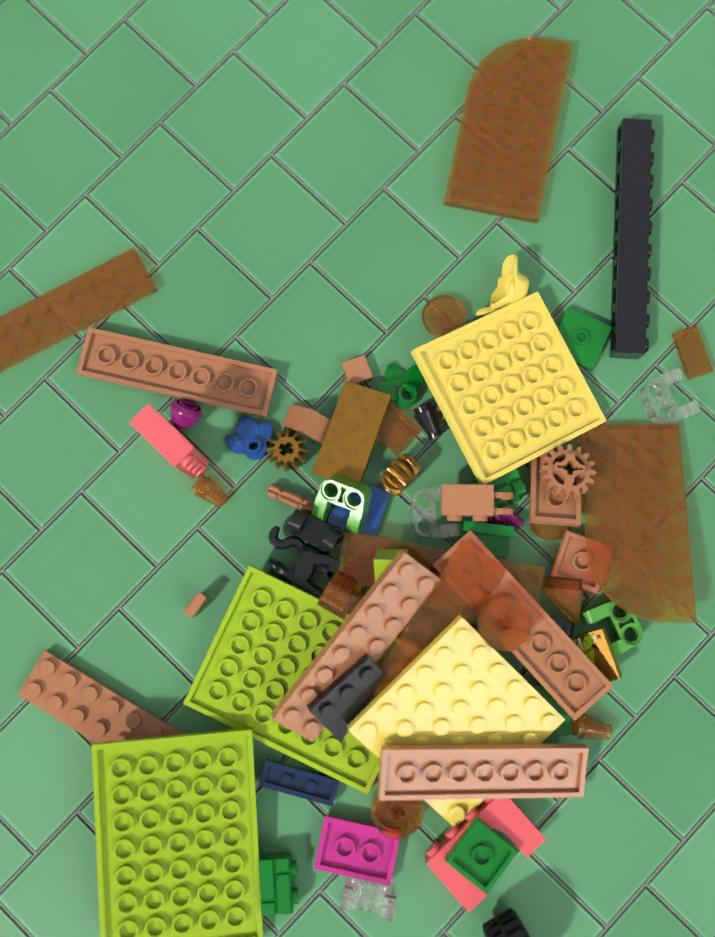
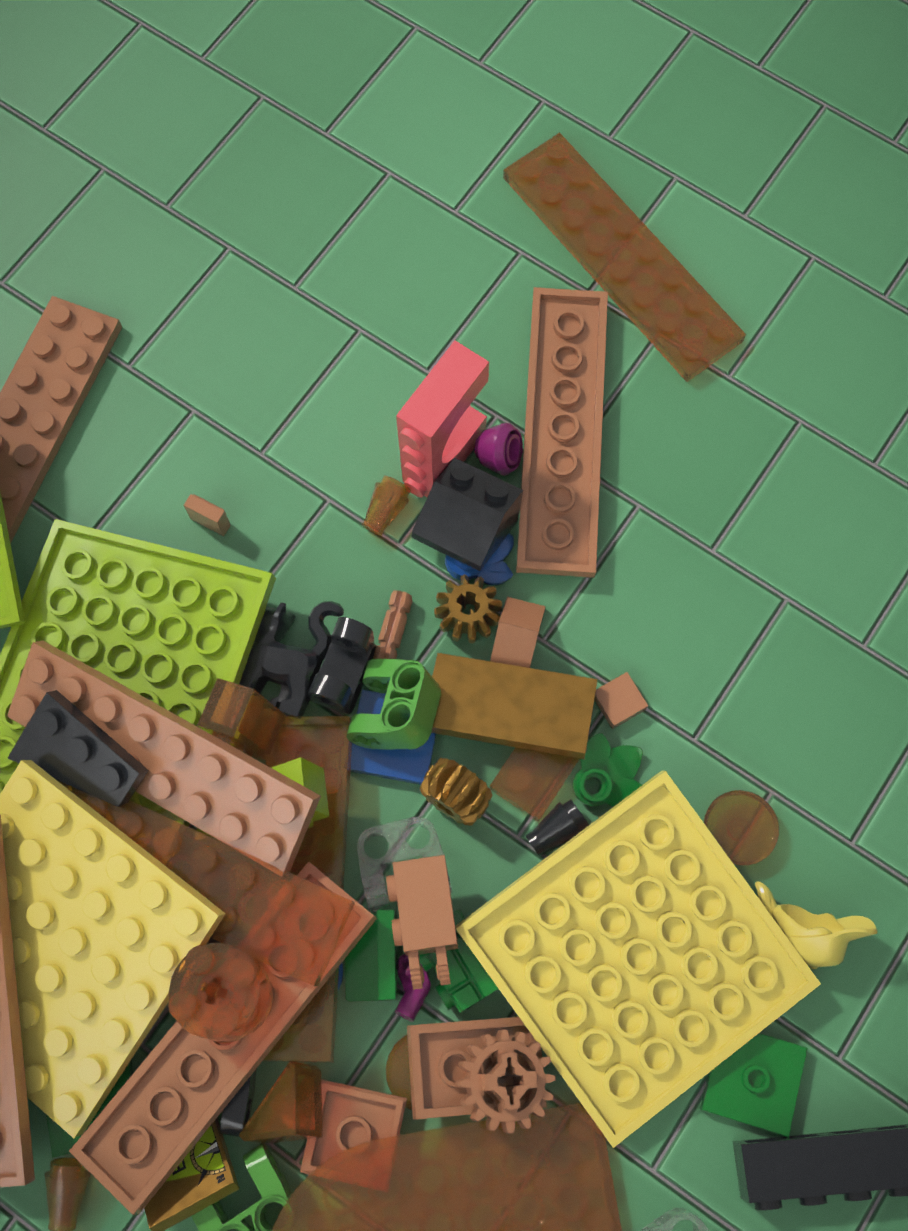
camera: 80 degrees right, 10 degrees down
(228, 440) = (468, 514): none -> black slope

